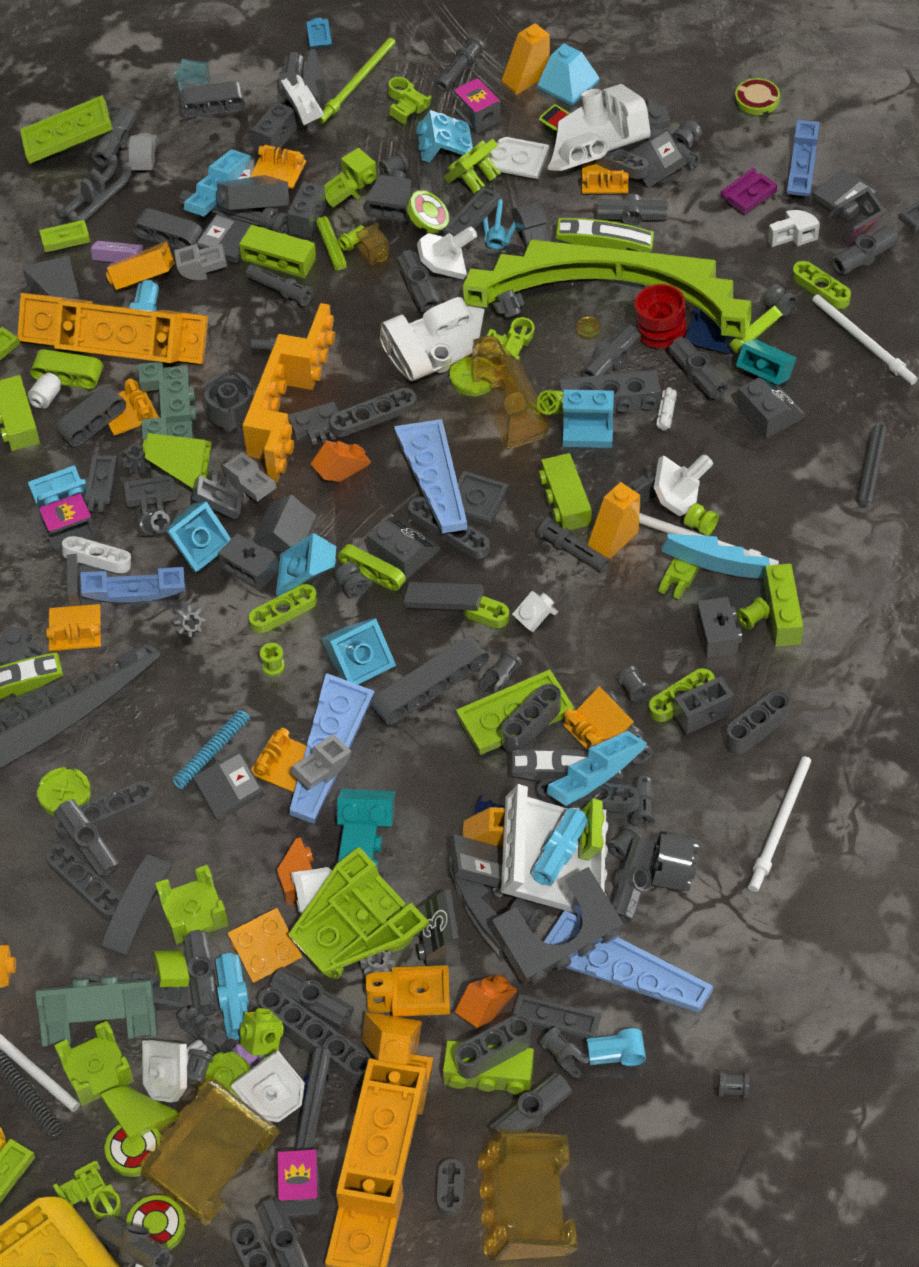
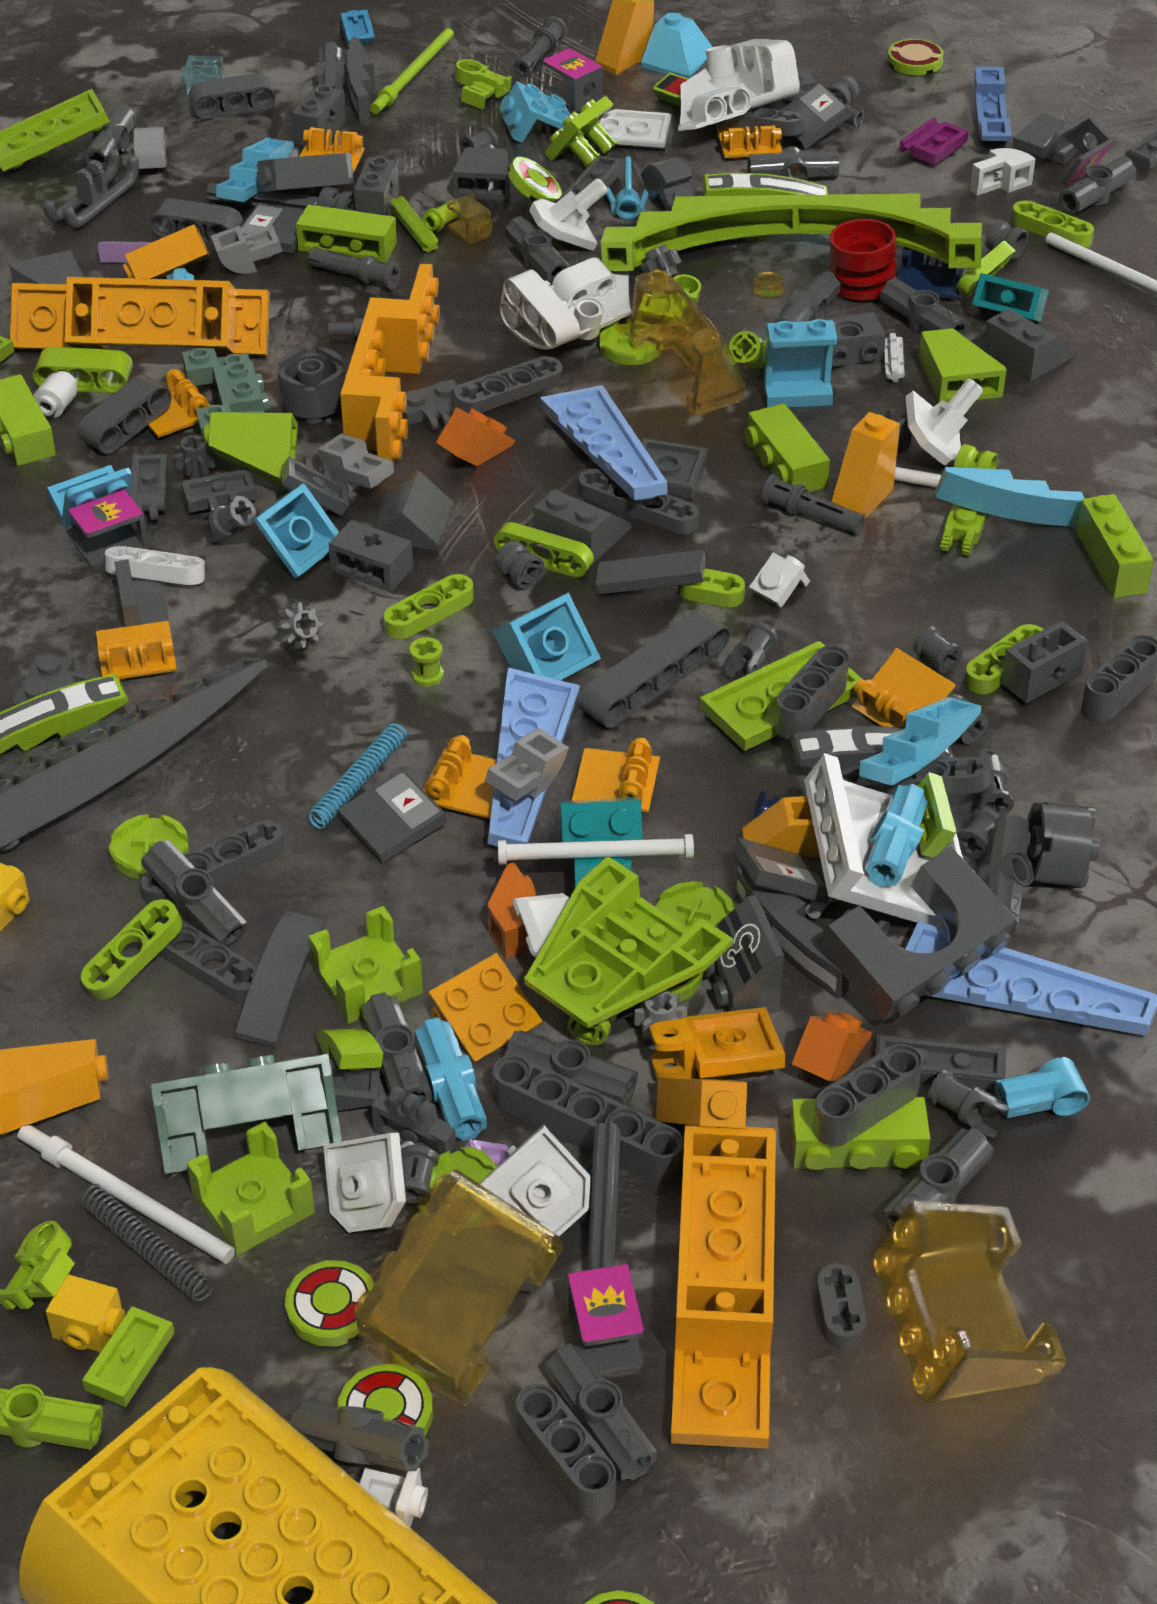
camera: 10 degrees left, 10 degrees down
(29, 876) = (130, 966): none -> lime beam
(64, 236) = (60, 237): lime plate -> none
(90, 1187) = (277, 1367): lime piece -> none
(132, 588) = (213, 600): medium blue slope -> none
(137, 1112) = (325, 1251): lime slope -> none
(261, 1032) = (506, 1113): lime brick -> none
(302, 100) = (356, 86): white hinge -> none
(304, 562) = (451, 548): medium azure slope -> none
(340, 188) = (415, 168): lime bracket -> none
(355, 834) = (596, 849): none -> white bar
(359, 167) = (435, 148): lime brick -> none
(387, 769) = (618, 774): none -> light orange hinge
(418, 882) = (692, 901): none -> lime tile
(711, 425) = (953, 359): none -> lime slope
(718, 627) = (1034, 577): dark grey brick -> none
(753, 613) = (1071, 563): lime bush -> none

